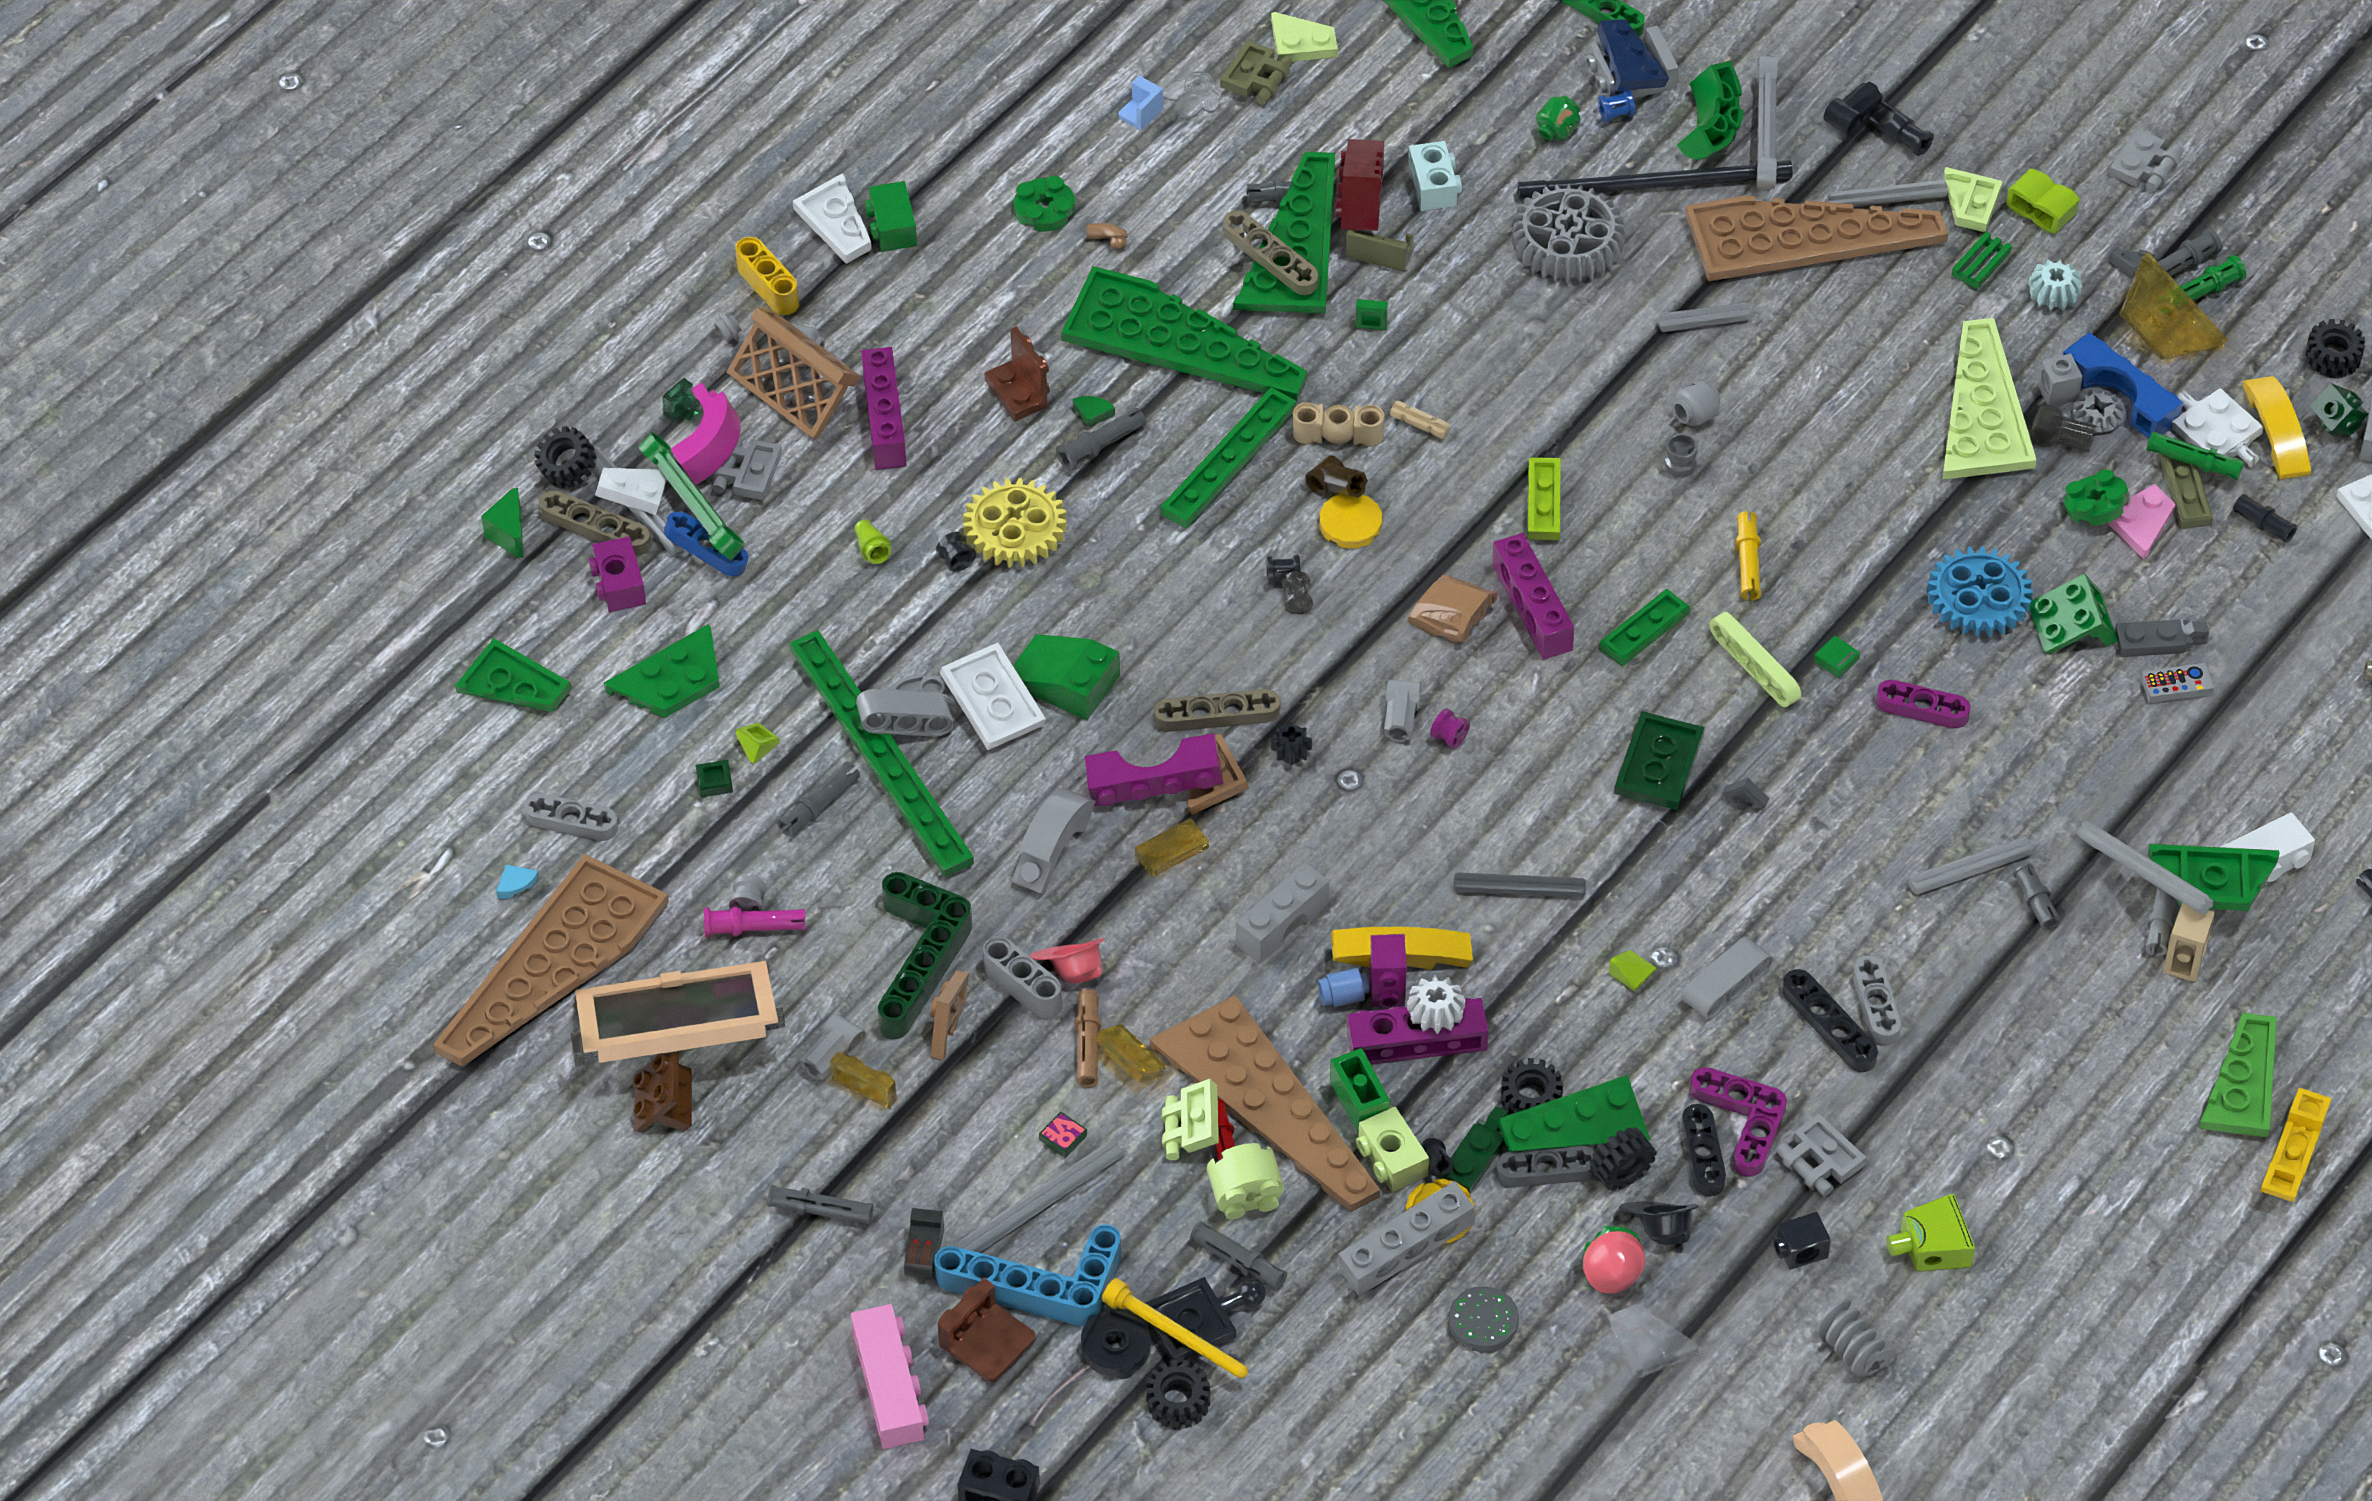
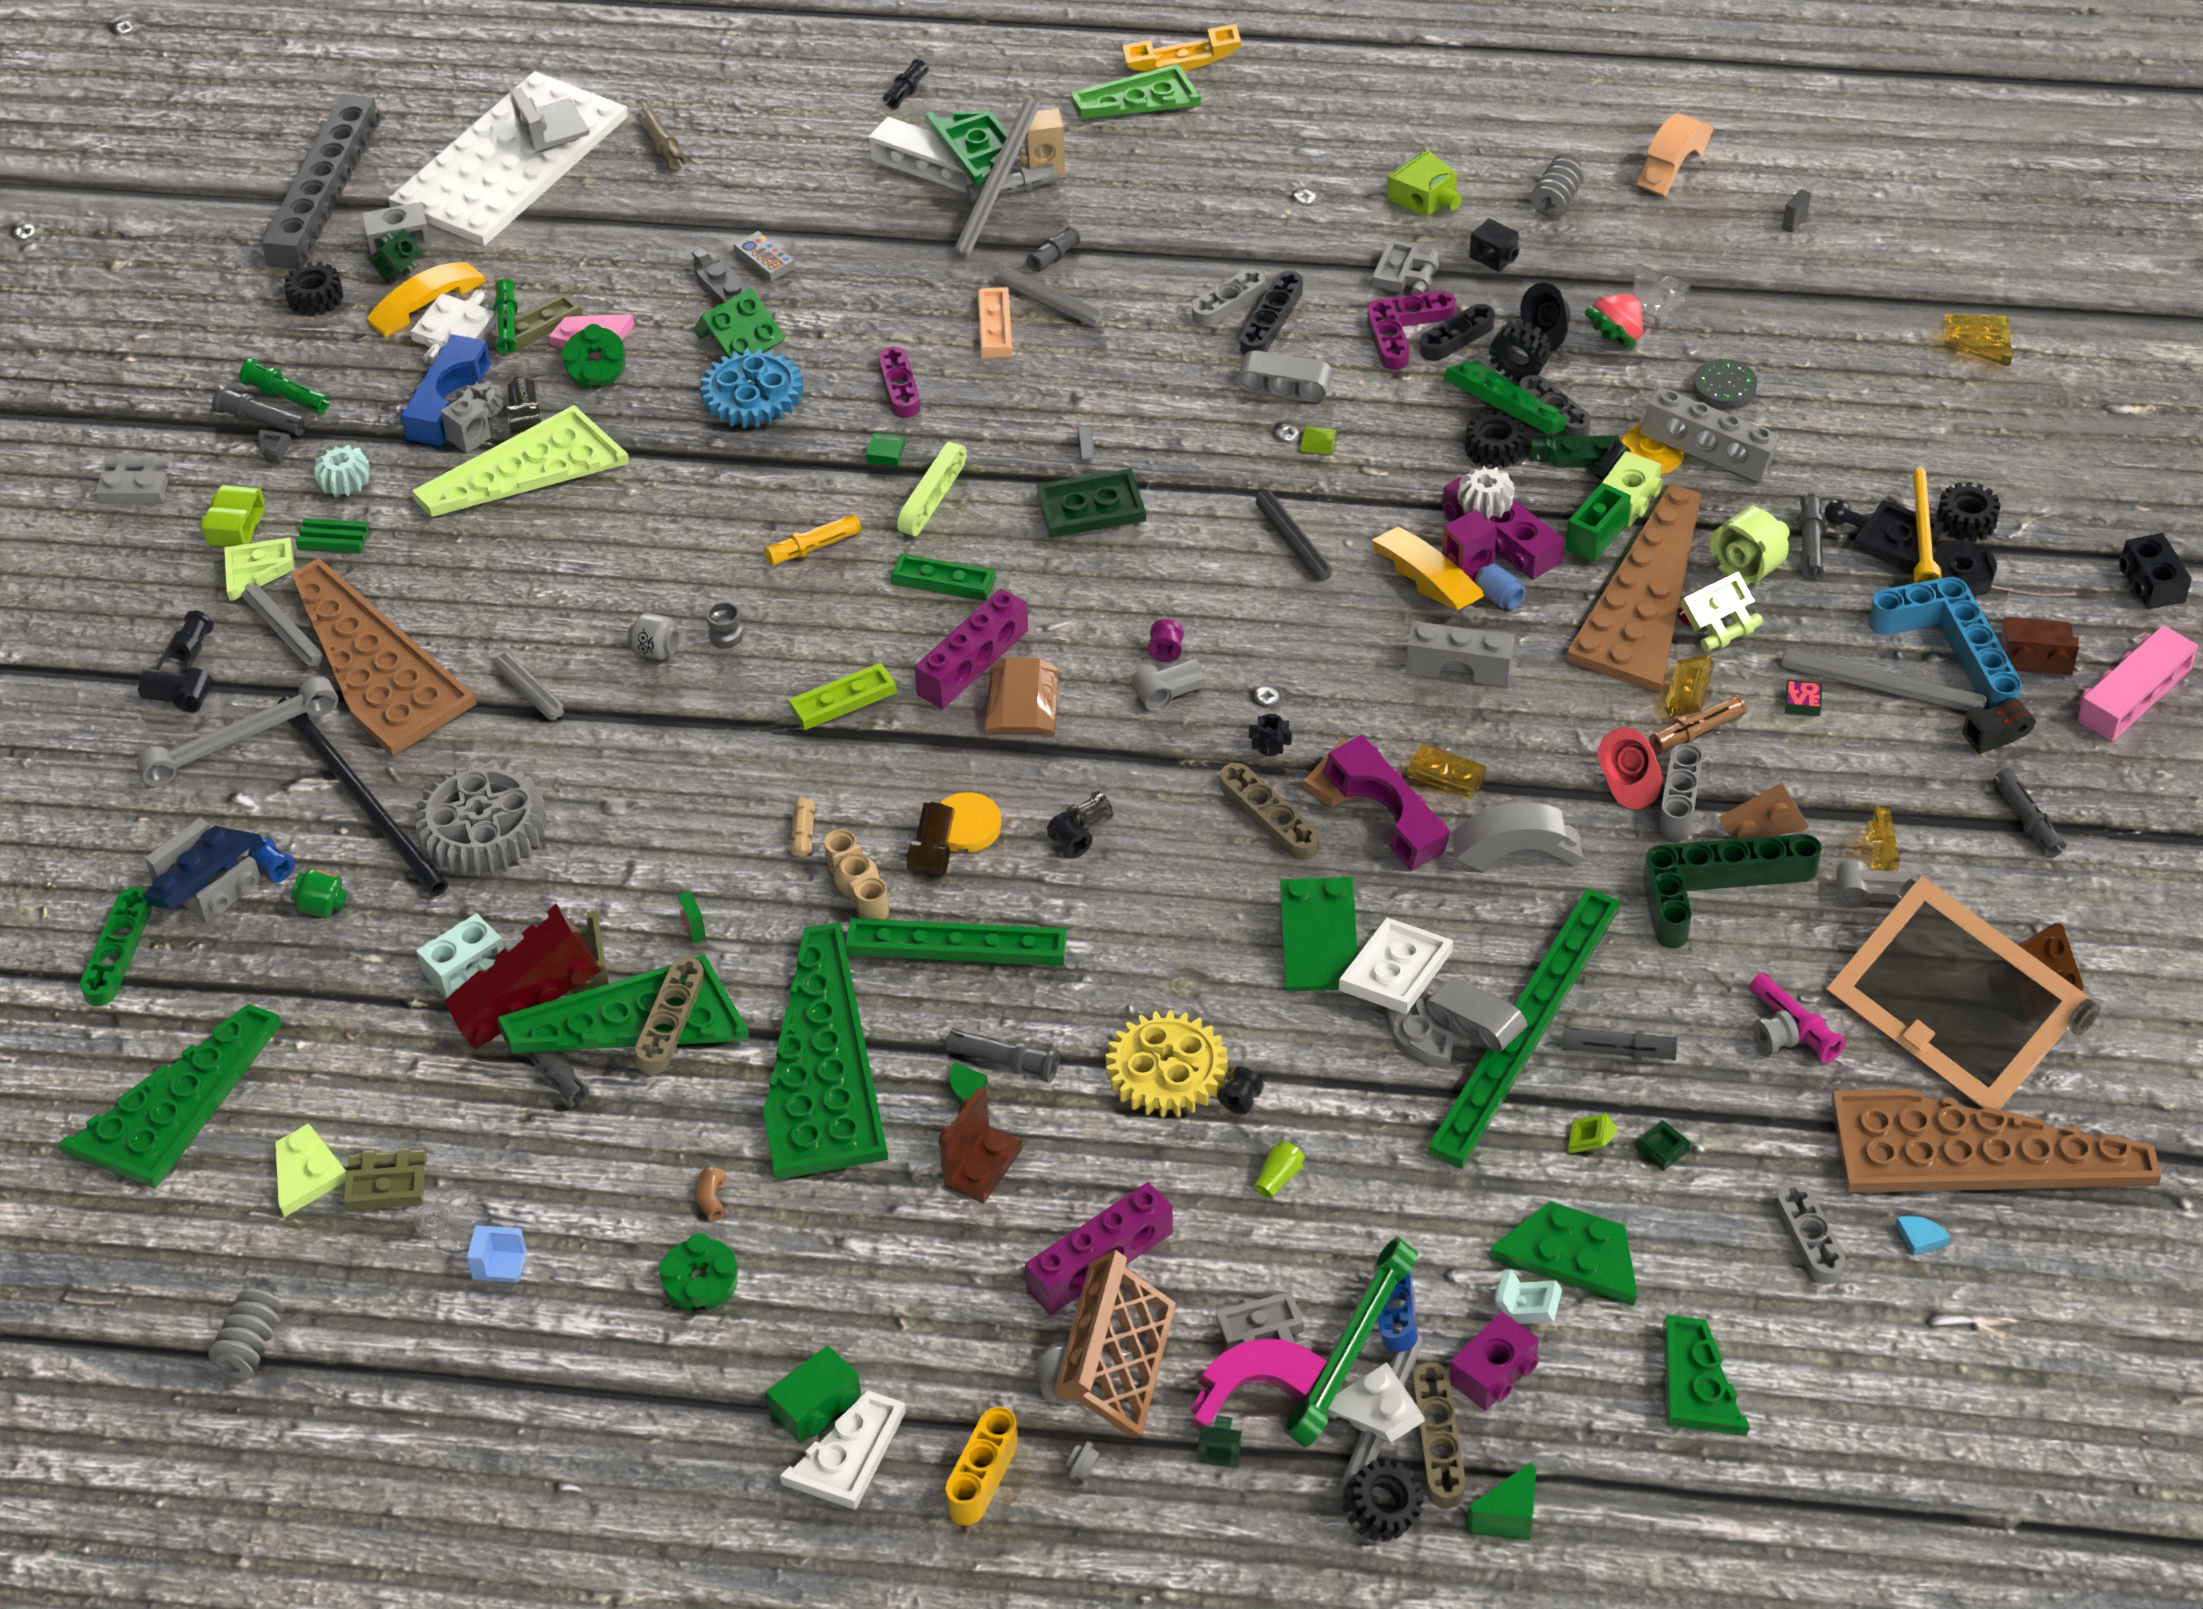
camera: 120 degrees left, 5 degrees down
(651, 619) = (1527, 1300): none -> light aqua bracket
(1718, 111) = (247, 779): green brick -> none
(1963, 810) = (994, 322): none -> light nougat tile
(2166, 314) = (341, 385): clear yellow wing -> none
(2265, 518) = (545, 264): black pin -> none

